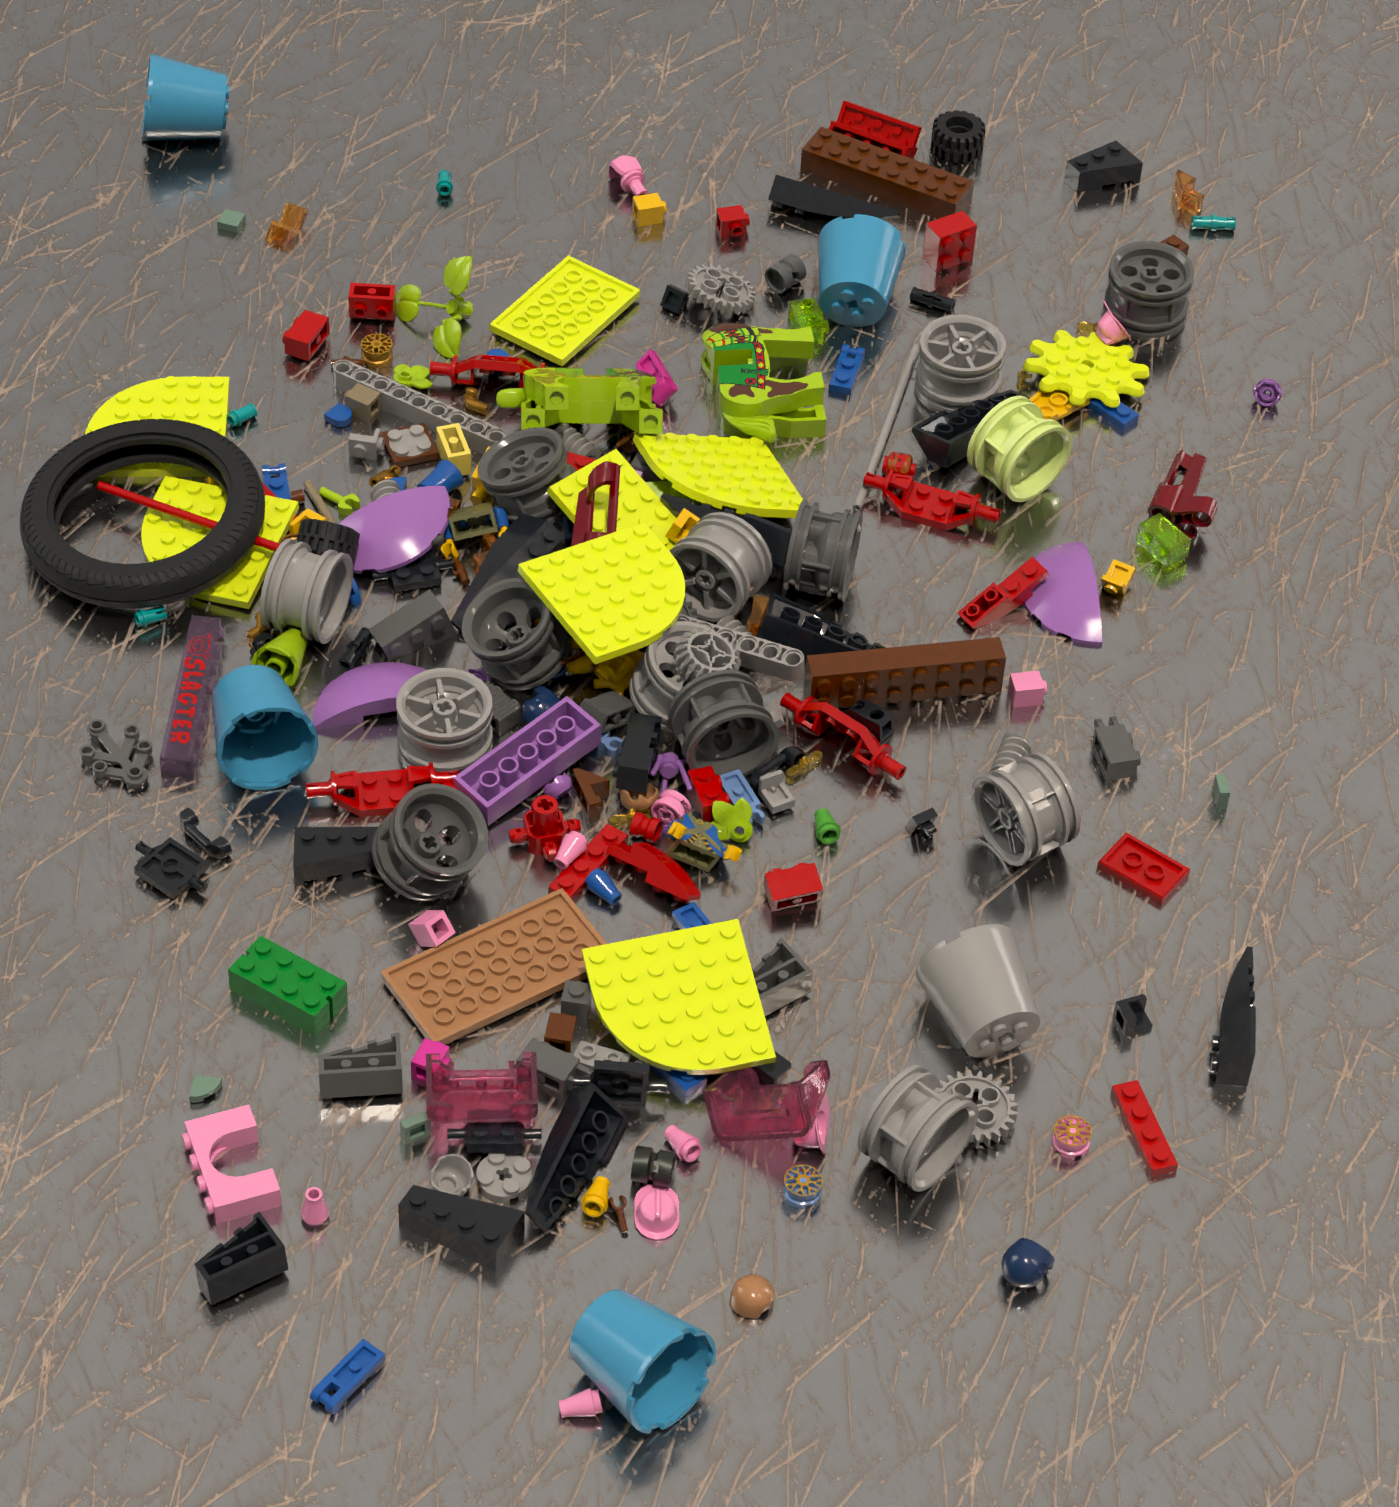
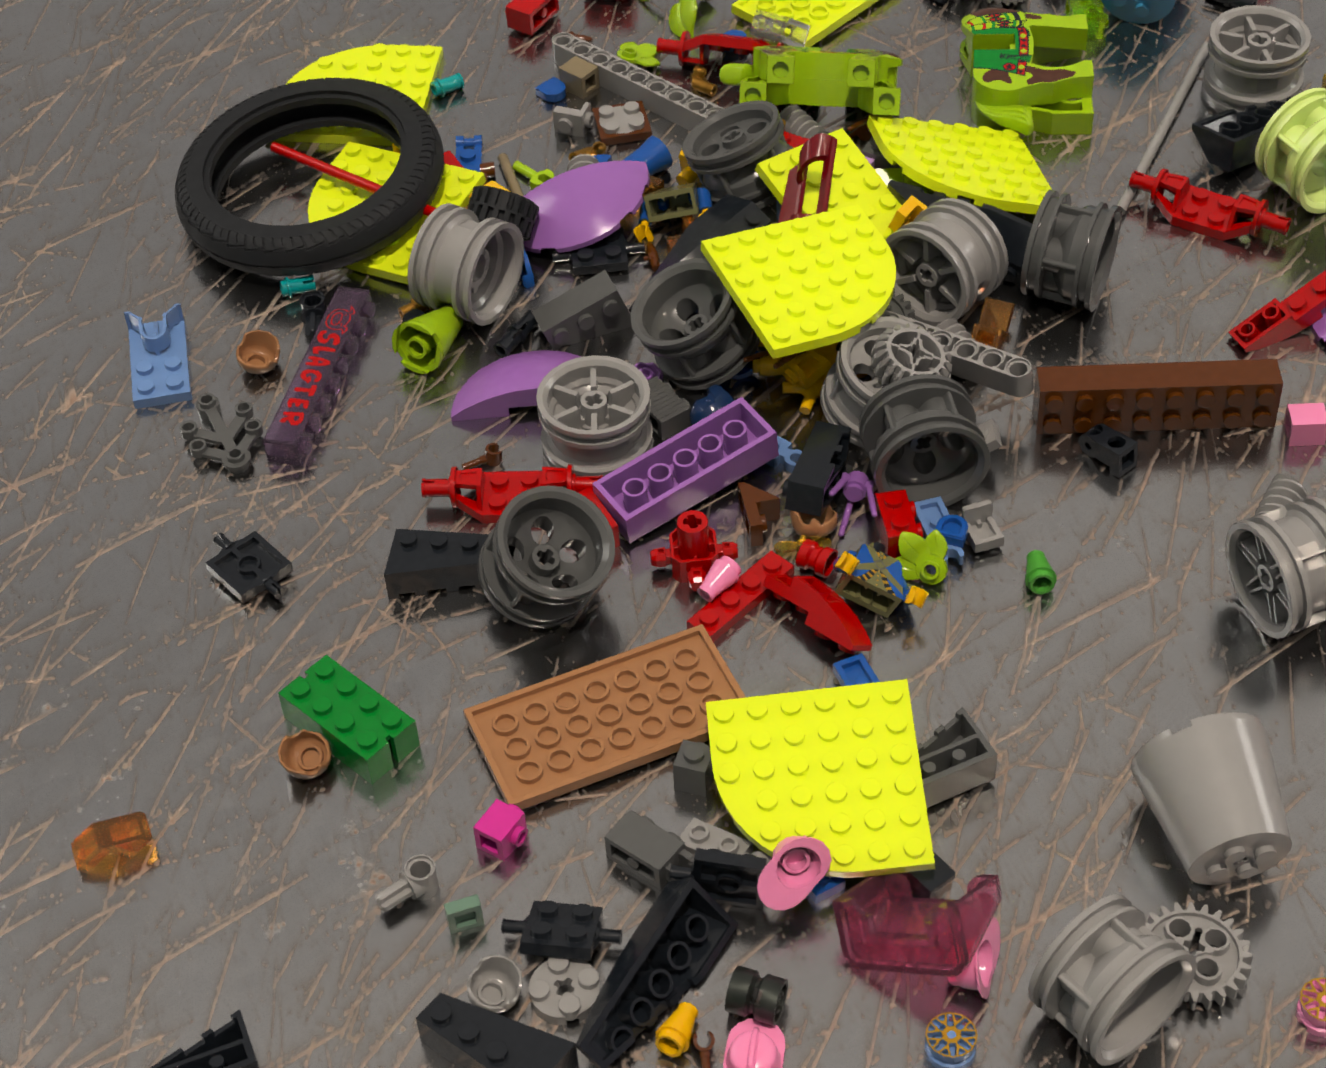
camera: 15 degrees right, 0 degrees up
(41, 691) = (159, 359): none -> medium blue plate
(121, 1092) = (117, 835): none -> clear orange slope
(132, 679) = (258, 352): none -> medium nougat hair
(172, 641) = (313, 309): none -> black axle
(203, 1087) = (220, 837): sand green tile -> none
(218, 848) = (308, 547): black bar -> none
(228, 1195) = (218, 983): bright pink arch -> none
(259, 1017) = (305, 754): none -> medium nougat hair
(261, 729) = (379, 414): dark azure cone -> none
(314, 1207) = (315, 1010): bright pink cone -> none
(356, 761) = (492, 457): none -> reddish brown hand
(362, 1071) = (399, 832): dark grey wedge -> none
(371, 1108) = (410, 883): none -> light grey axle
(377, 352) = (606, 28): pearl gold wheel -> none
(431, 928) = (534, 661): bright pink brick -> none
(453, 447) = (667, 124): light yellow brick -> none
(481, 1094) = (548, 877): clear pink windscreen -> none
(535, 349) = (772, 26): none -> clear torso
(559, 786) = (719, 504): medium lavender plate -> none
(561, 1031) = (669, 805): reddish brown brick -> none
(602, 885) = (751, 623): blue cone -> none
(609, 709) = (791, 417): dark grey brick -> none
(664, 386) = (912, 71): dark pink plate -> none
(670, 807) = (848, 534): bright pink wheel -> none
(670, 1071) = (793, 871): none -> bright pink piece
(684, 1144) = (803, 969): bright pink cone -> none
(754, 795) = (953, 529): none -> blue tile
(790, 755) = (1006, 484): black bar -> none
(792, 886) = (987, 643): red brick -> none
(803, 766) = (1022, 496): clear yellow piece -> none
(805, 630) = (1041, 338): black wedge -> none
(827, 715) = (1053, 440): red plate -> none
(846, 370) = (1124, 65): blue plate -> none
(900, 462) = (1176, 163): red head -> none
(923, 824) = (1161, 577): black tile -> none

